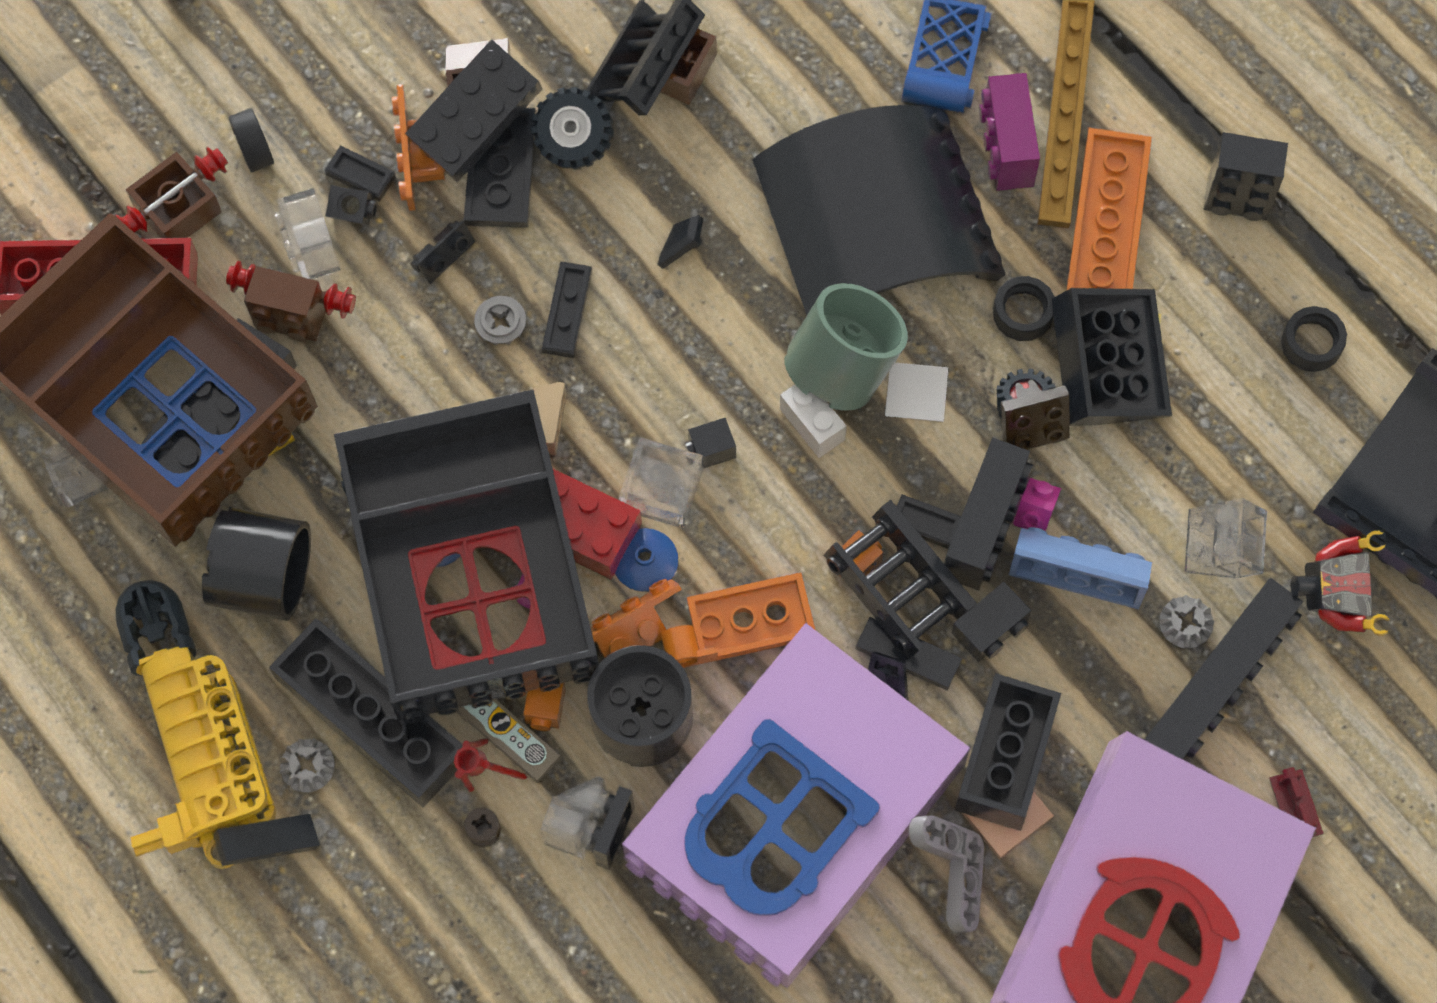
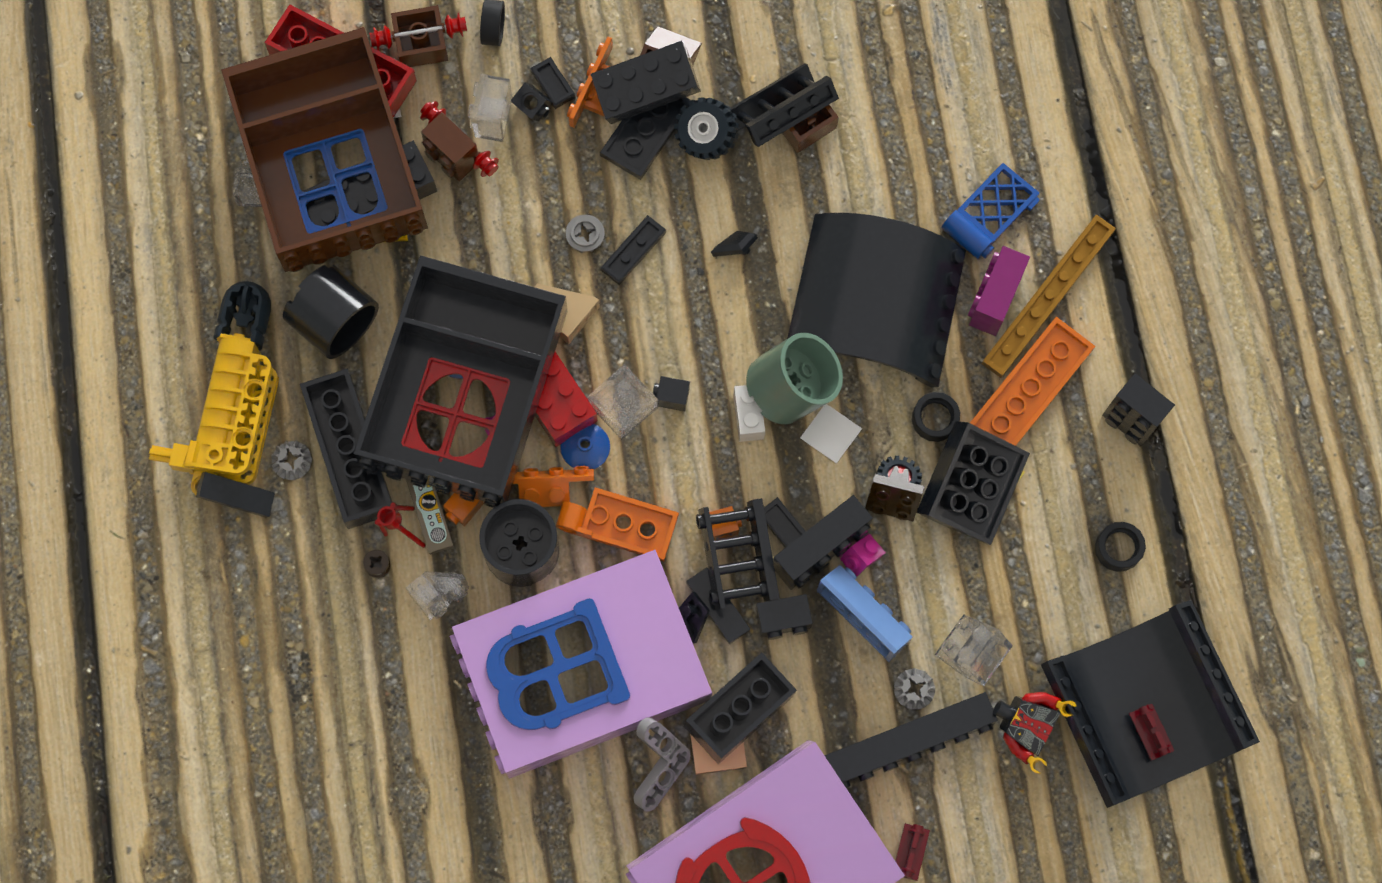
camera: 25 degrees right, 5 degrees up
(450, 246) = (583, 164): black hinge -> none
(608, 838) = (464, 606): black plate -> none

